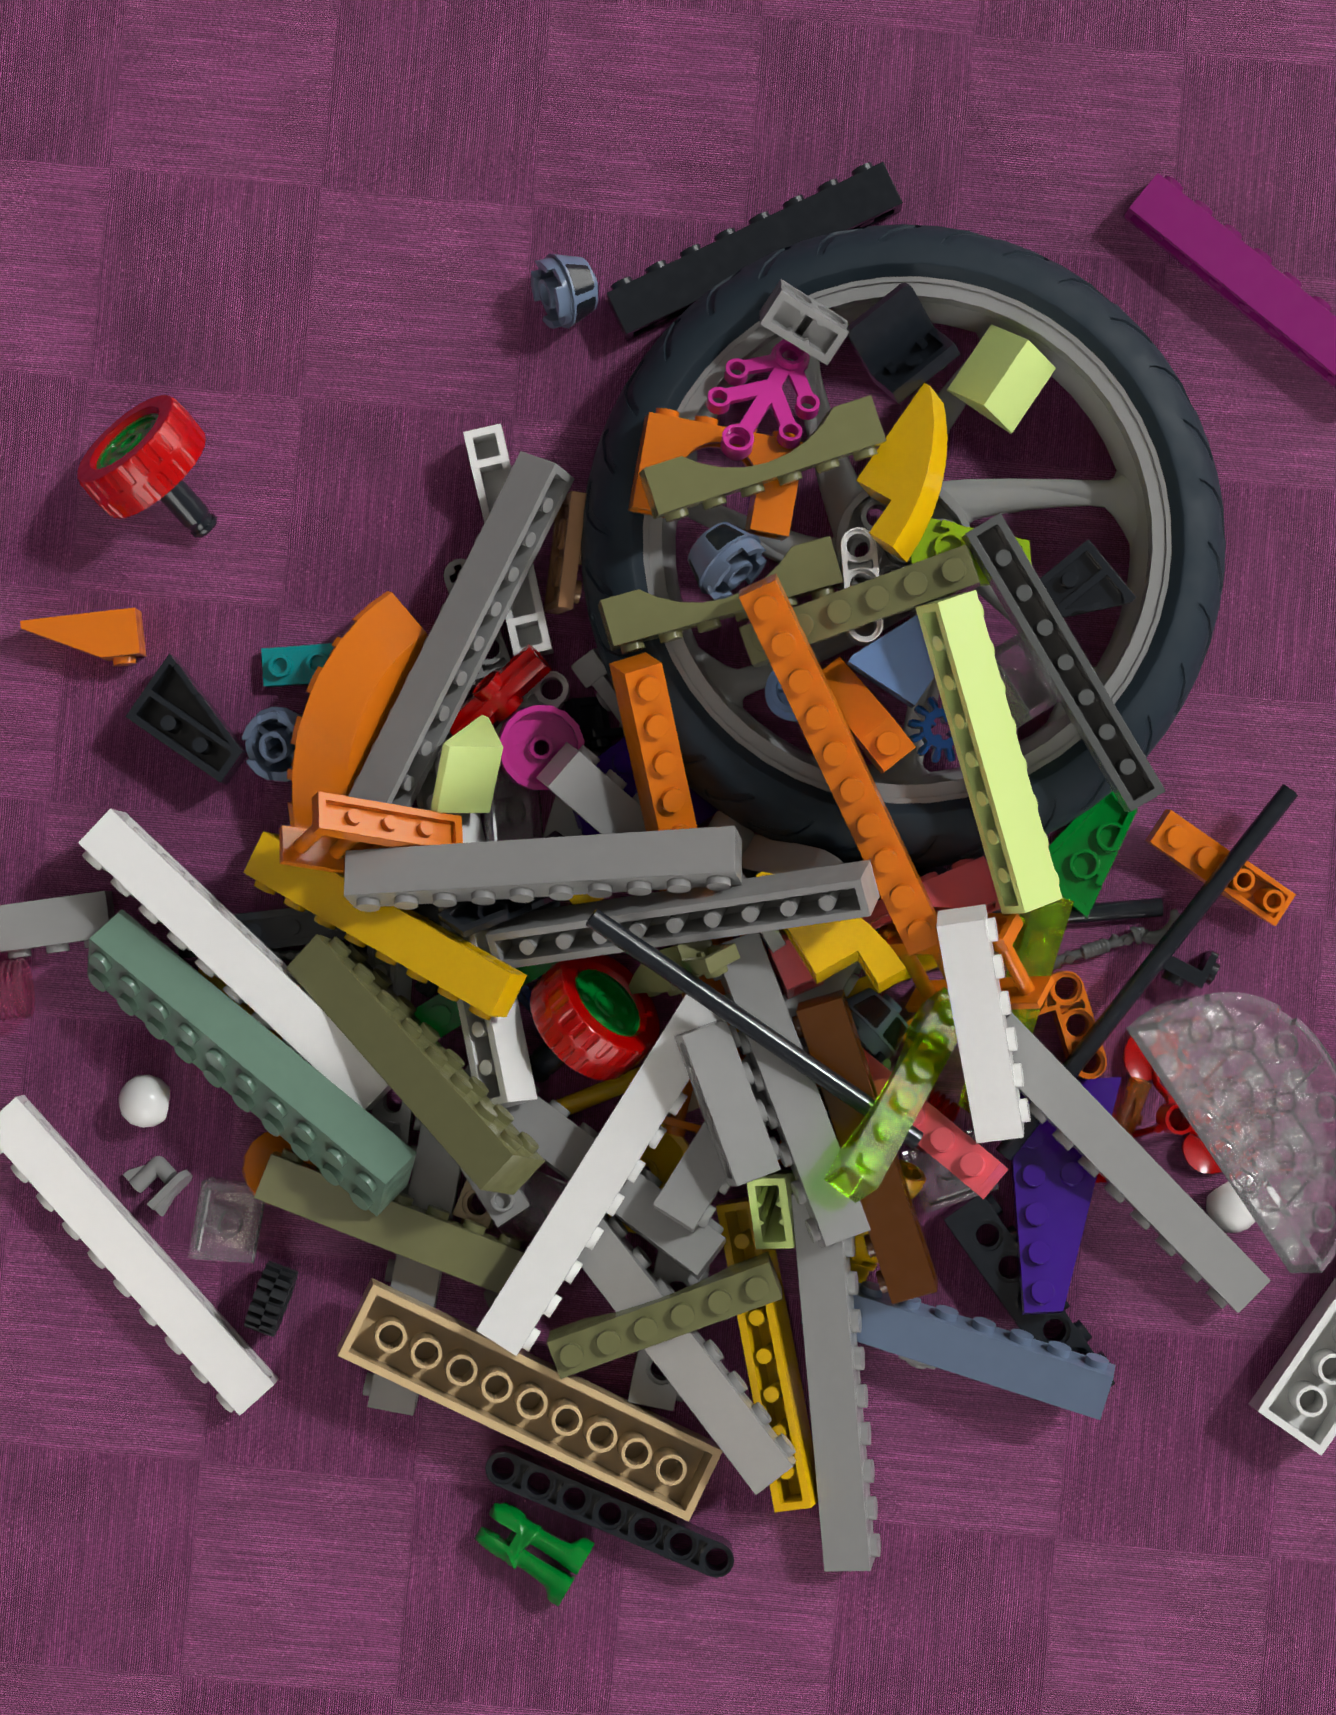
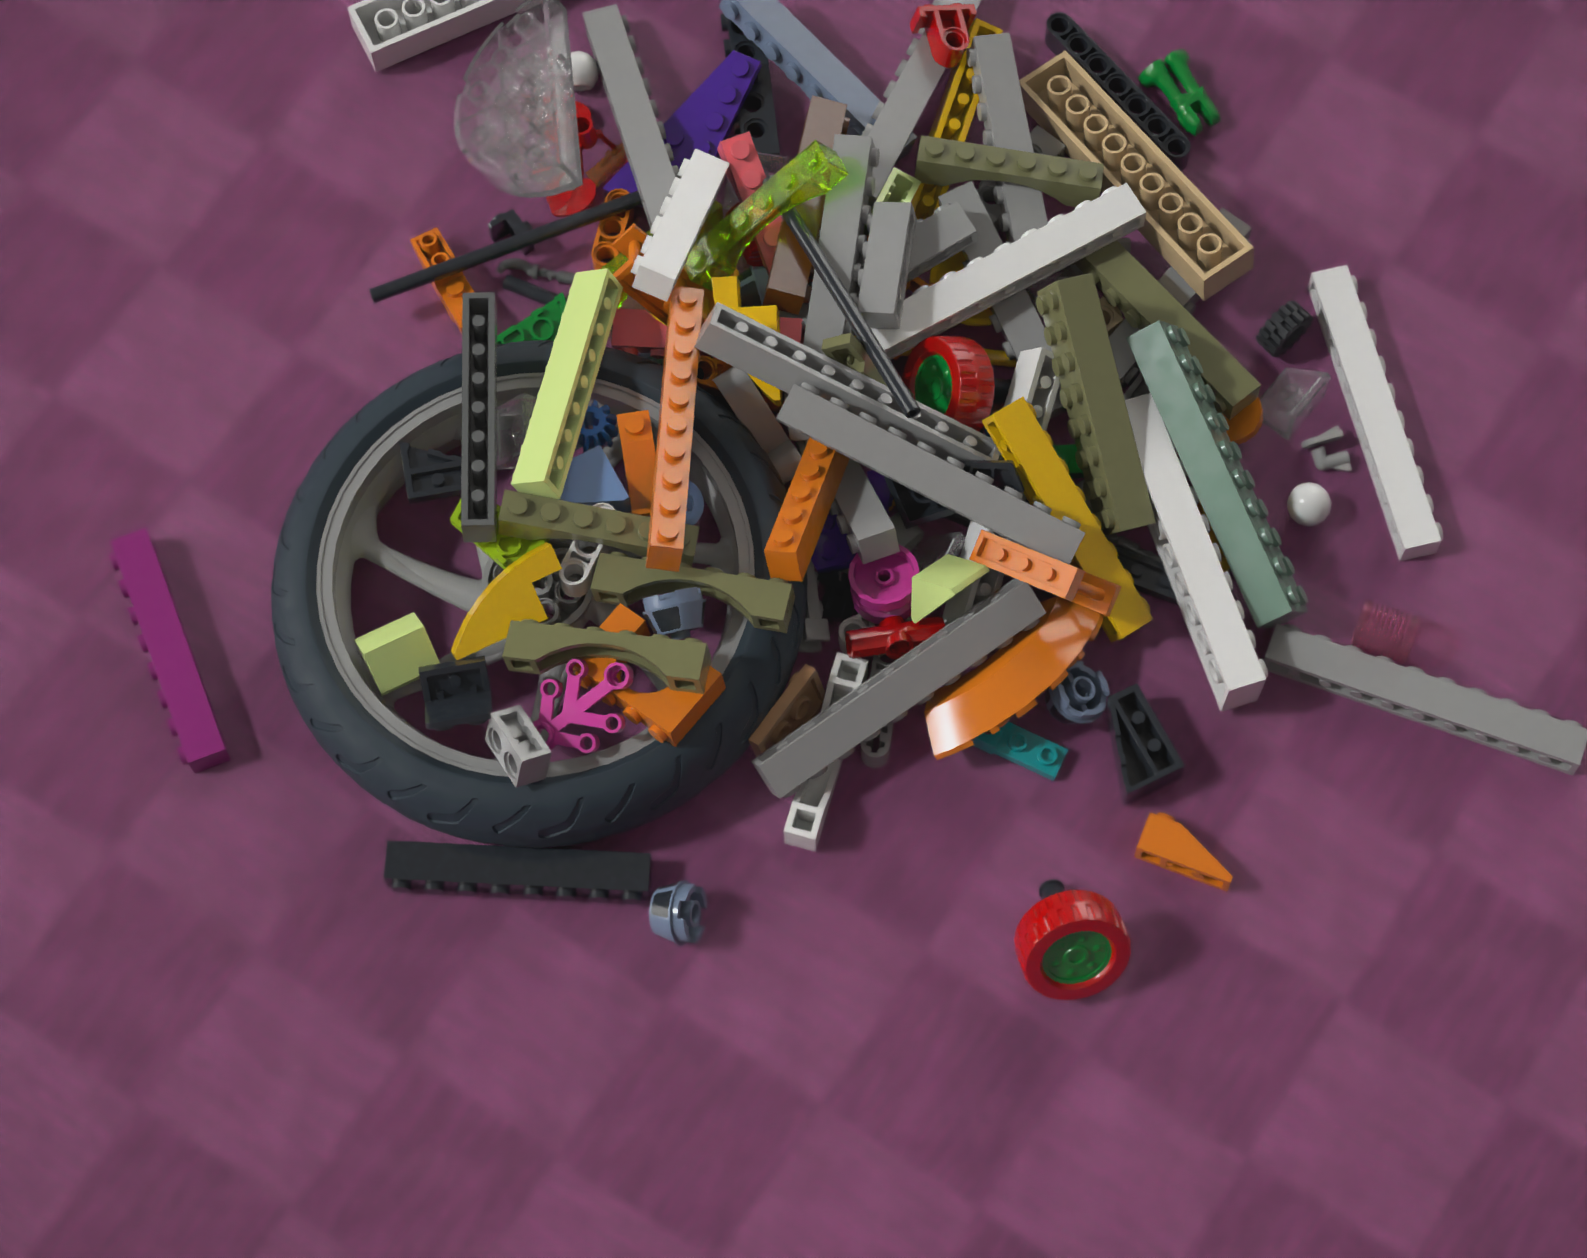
camera: 145 degrees left, 20 degrees down
(834, 1468) = (945, 29): none -> red pin

